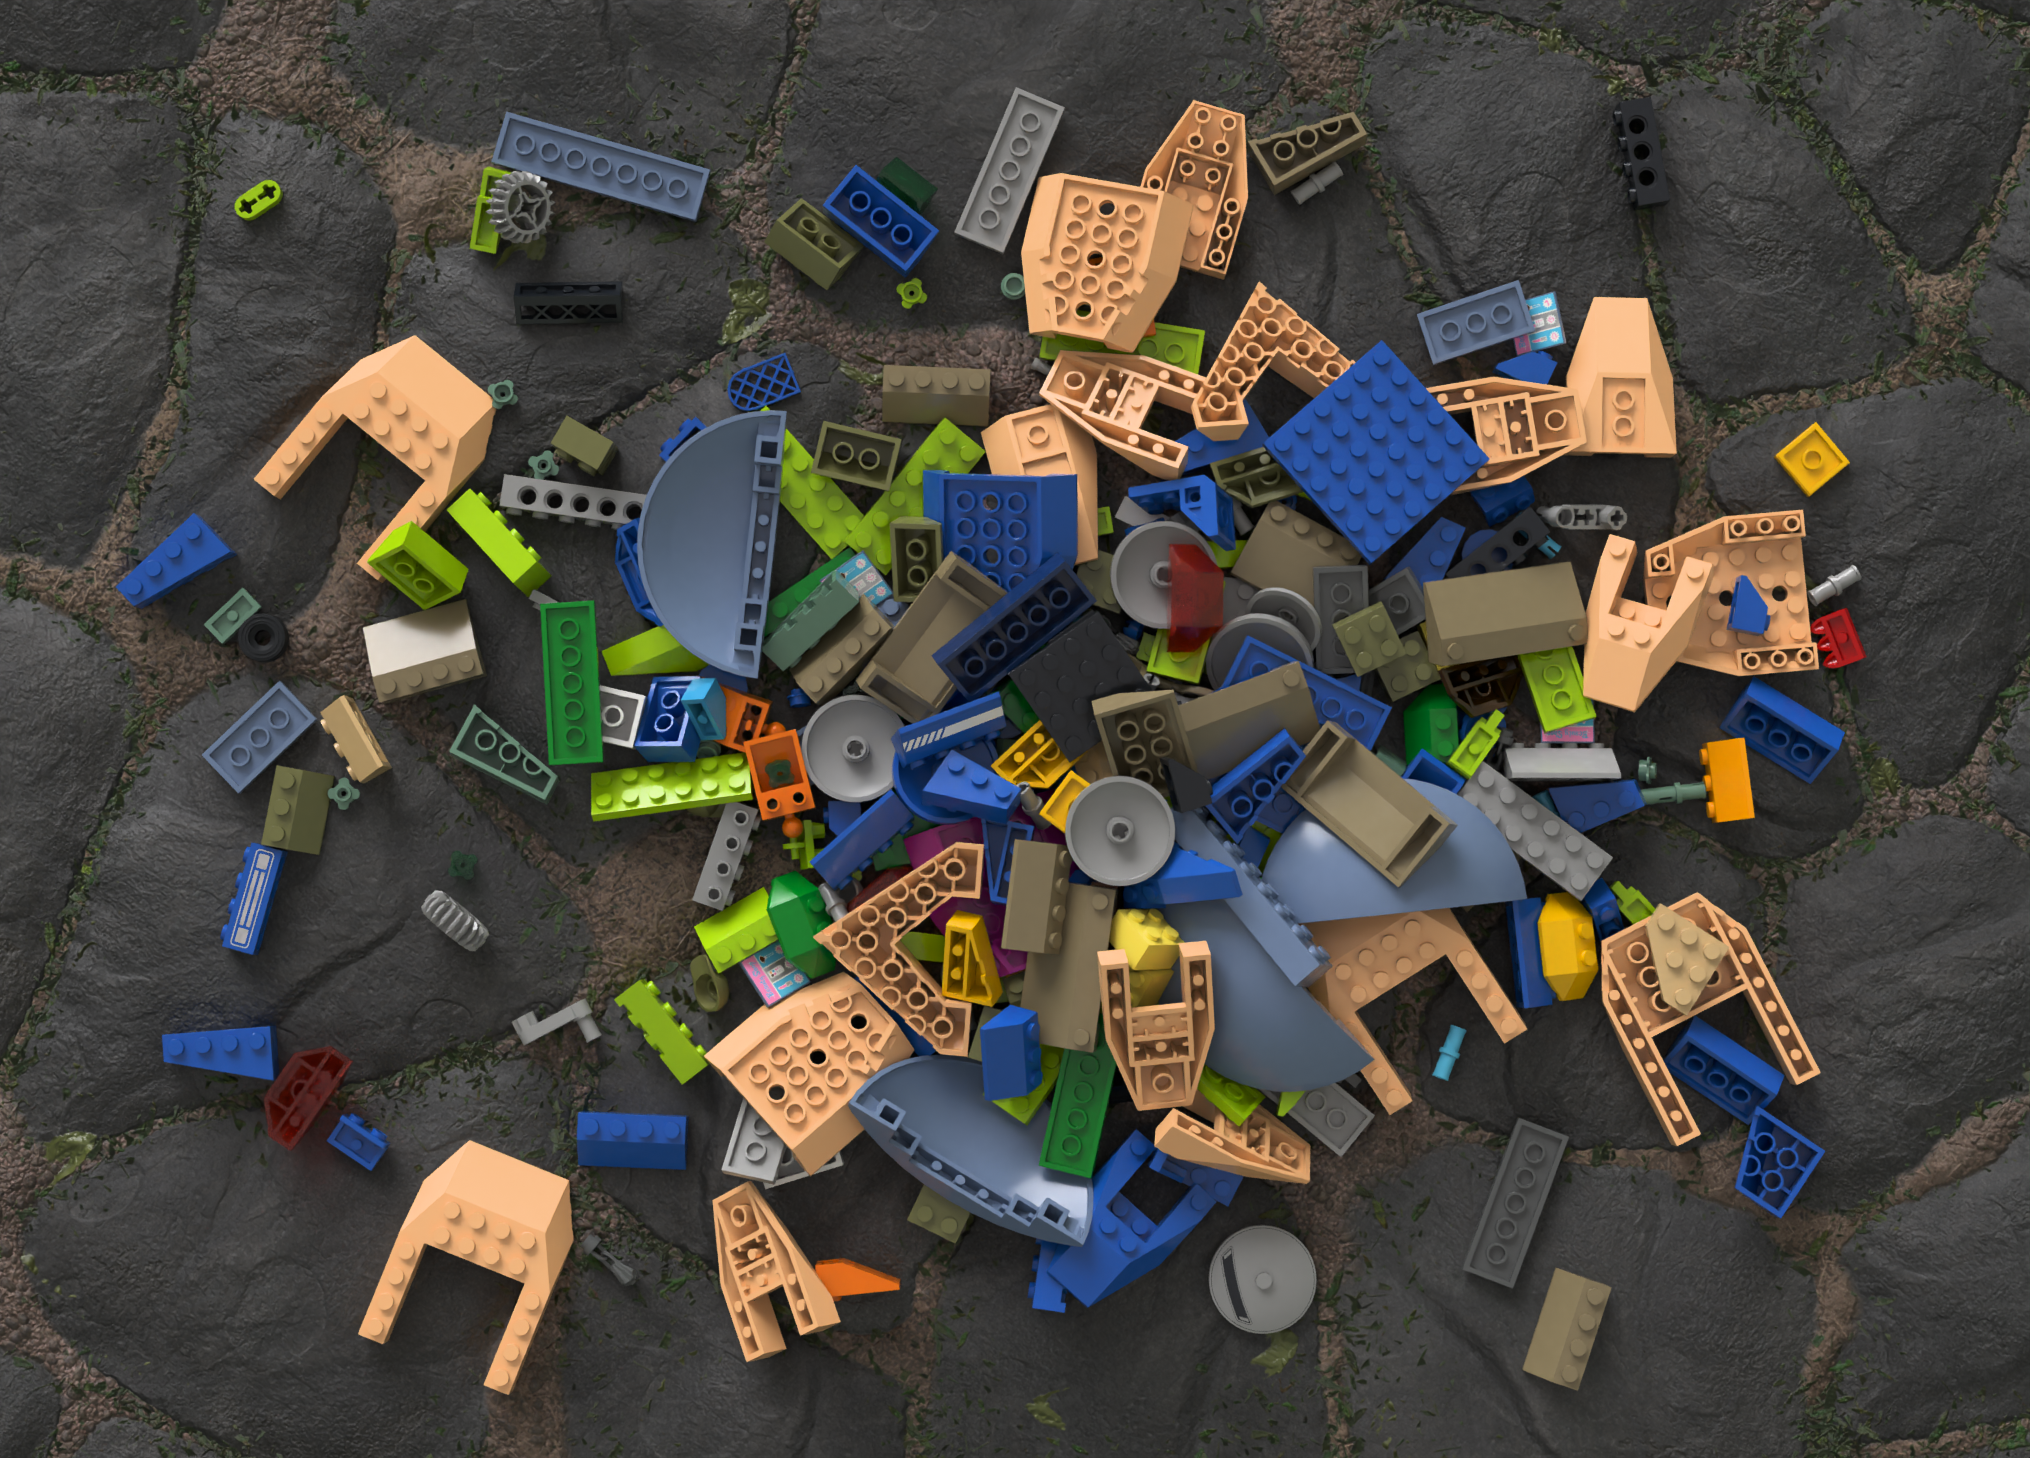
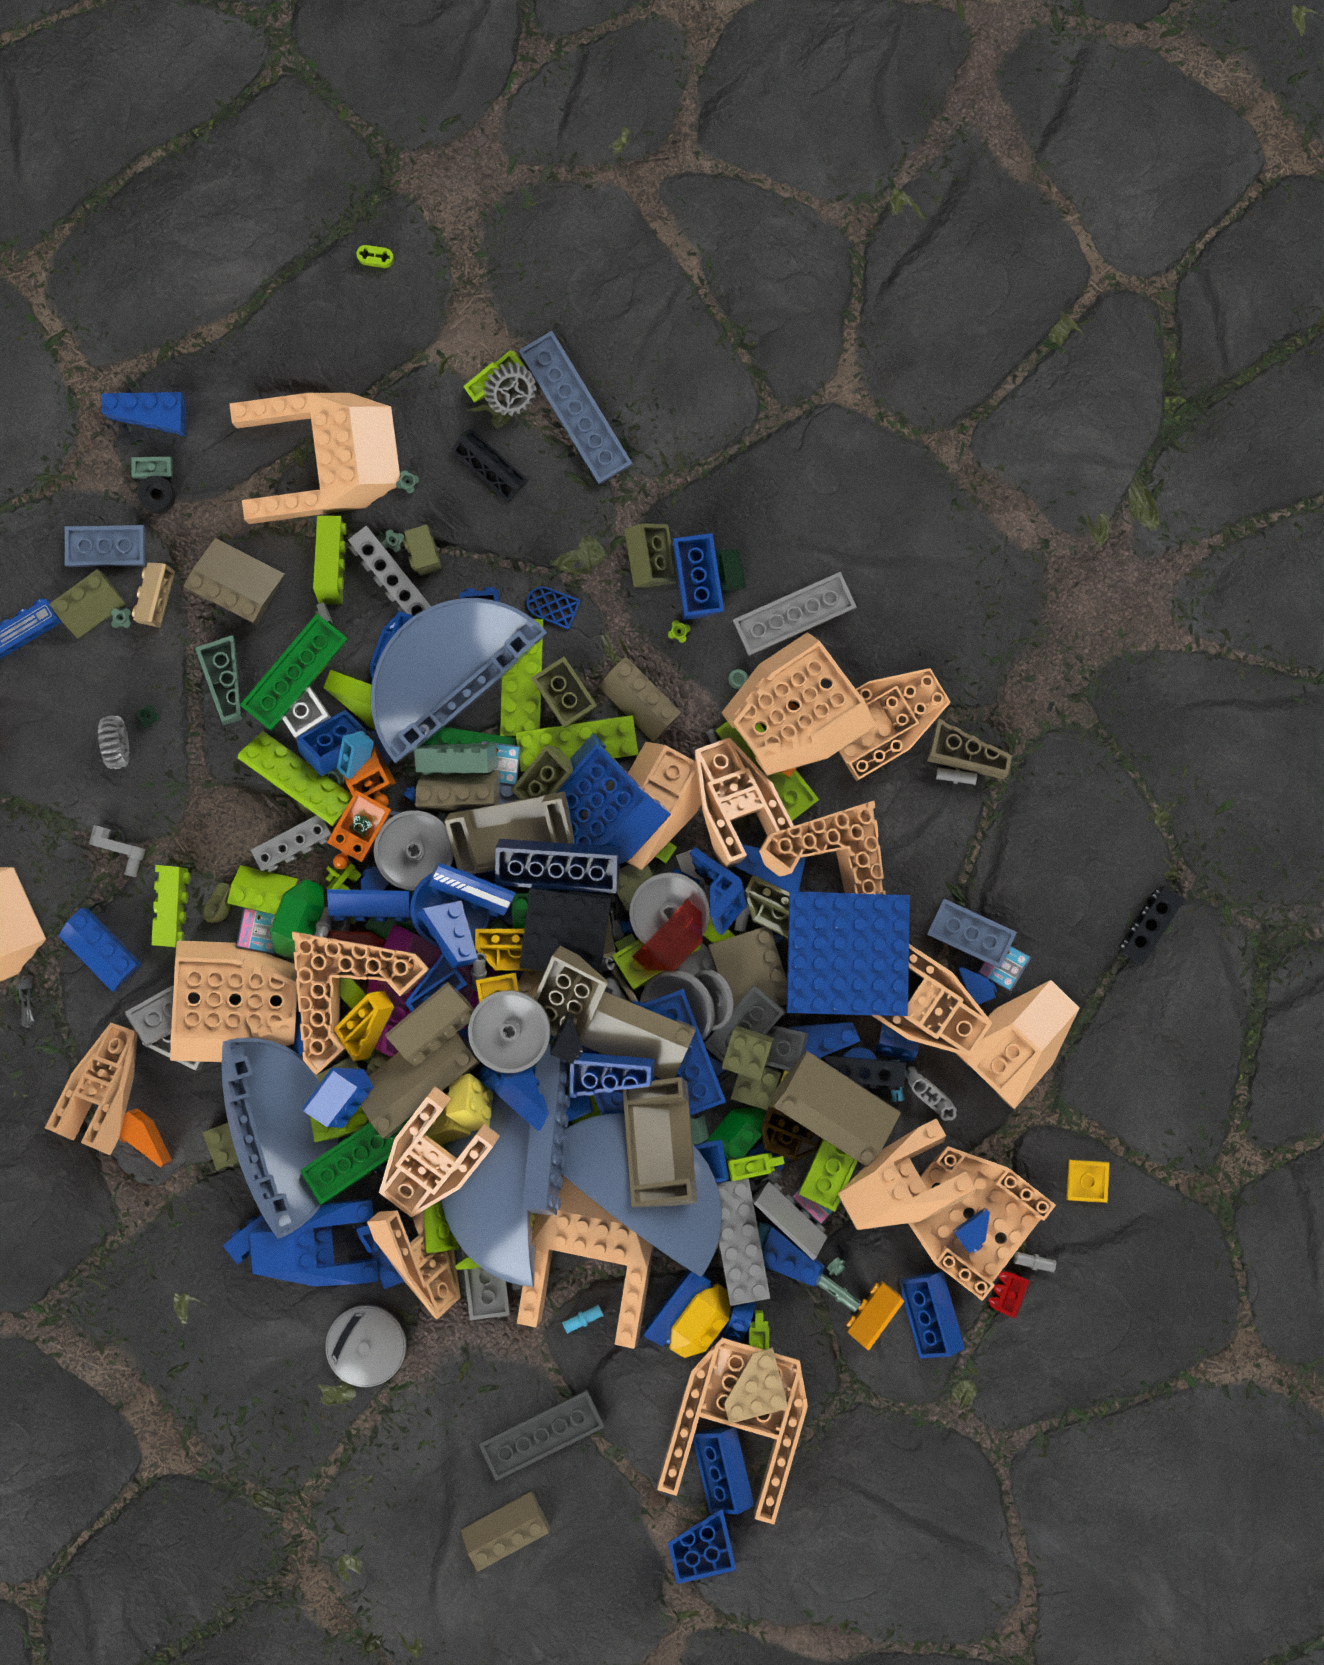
camera: 50 degrees right, 0 degrees up
(419, 566) = (273, 532): lime slope -> none

